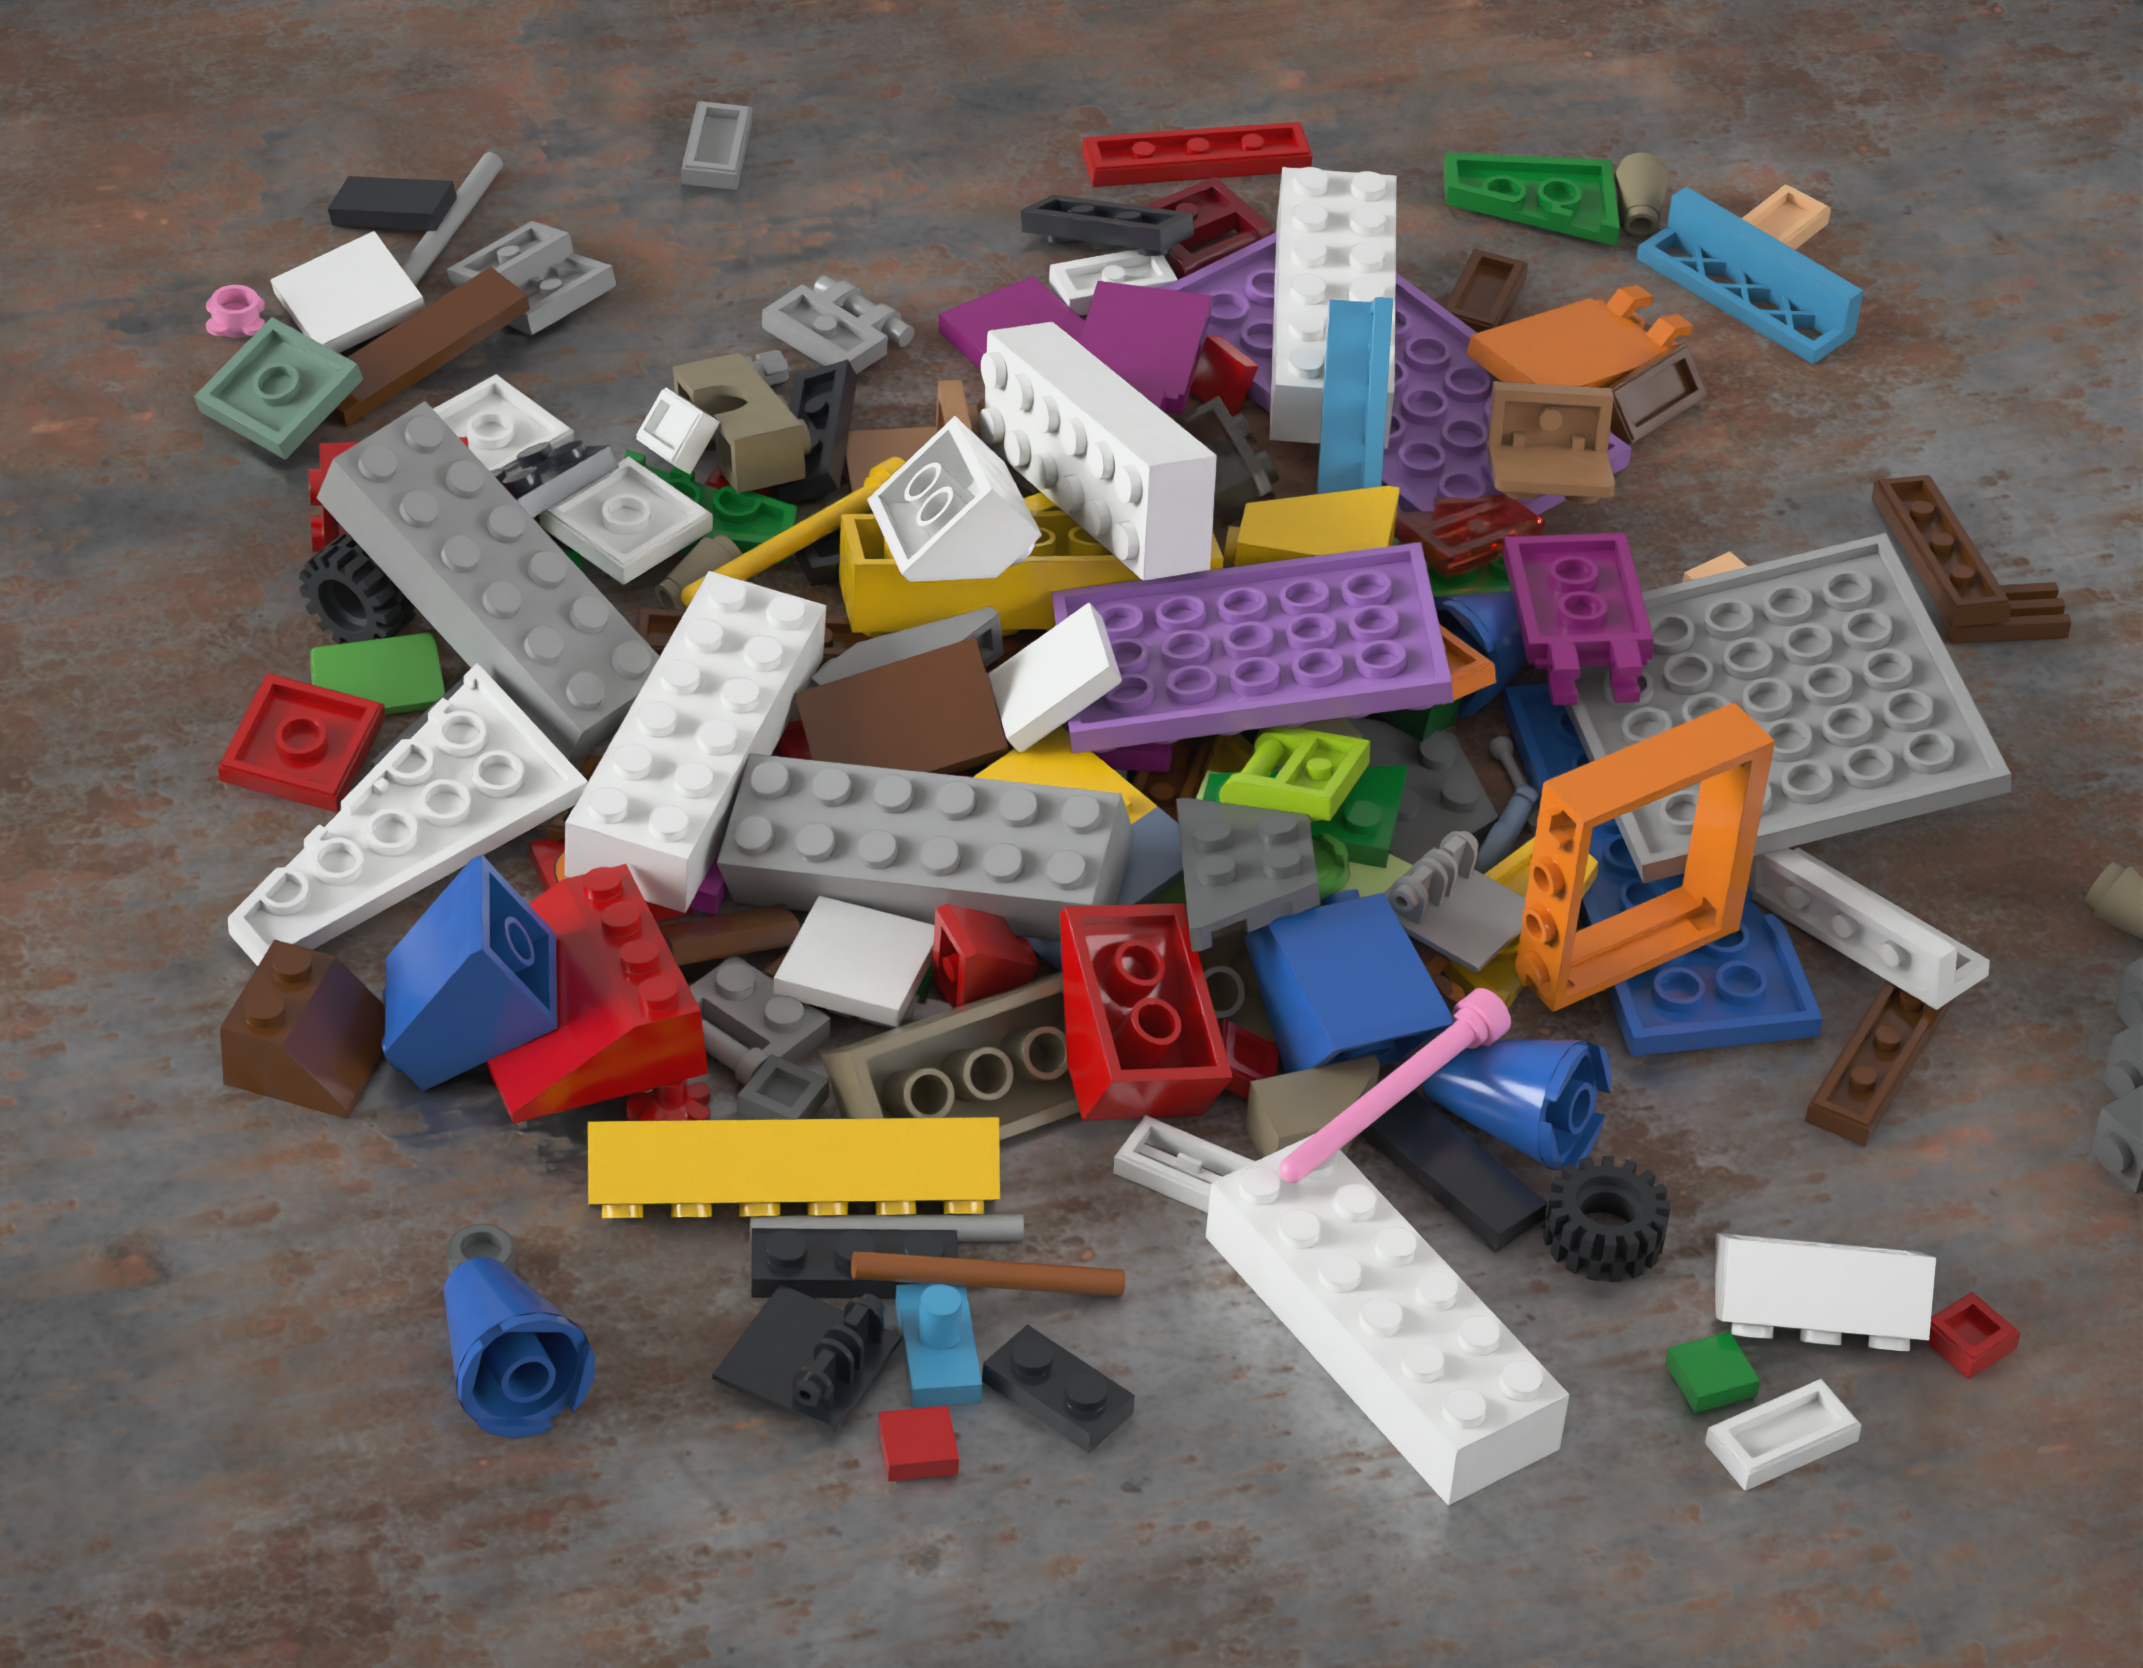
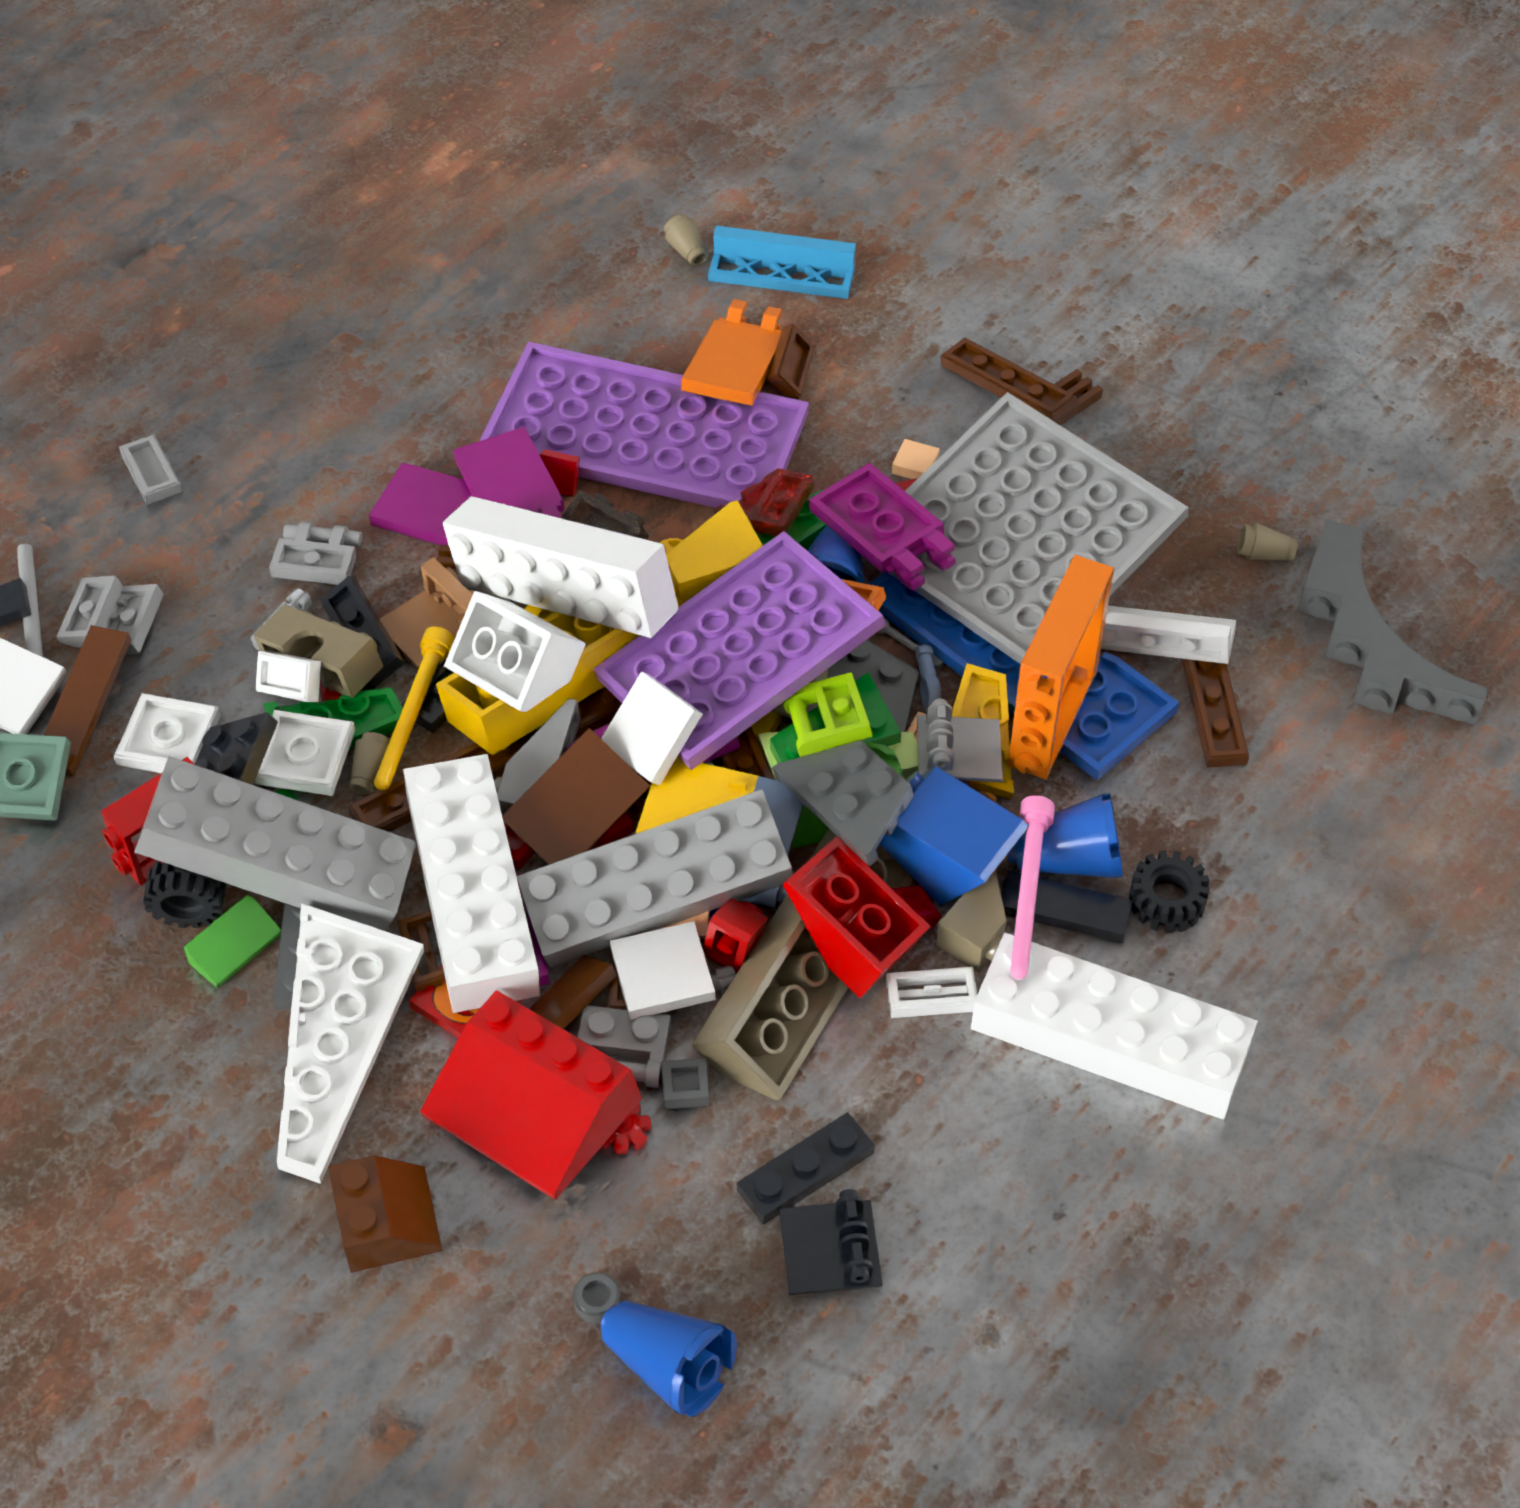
camera: 30 degrees left, 10 degrees up
(301, 742) = (220, 1011): red tile -> none
(469, 979) = (466, 1126): blue slope -> none
(793, 1163) = (731, 1129): yellow brick -> none
(918, 1443) = (932, 1264): red tile -> none
(938, 1345) = (891, 1191): dark azure tile -> none
(968, 1226) = (848, 1103): light grey bar -> none
(987, 1274) = (888, 1132): dark orange bar -> none
(1058, 1388) = (976, 1178): black plate -> none
(1076, 279) = (437, 448): white plate -> none
(1107, 224) = (422, 408): black plate -> none
(1195, 154) = (427, 336): red tile -> none
(1214, 213) = (459, 381): dark red plate -> none
(1329, 245) = (597, 400): white brick -> none
(1354, 395) = (671, 461): dark azure fence -> none
(1486, 290) = (650, 343): reddish brown tile -> none
(1538, 191) = (632, 265): green wing -> none
(1550, 441) = (777, 426): medium nougat bracket -> none
(1712, 1372) = (1289, 952): green tile -> none
(1783, 1434) = (1351, 969): white tile -> none
(1789, 216) = (769, 214): light nougat tile -> none
(1823, 1290) = (1307, 867): white slope -> none
(1971, 1335) = (1389, 850): red tile -> none

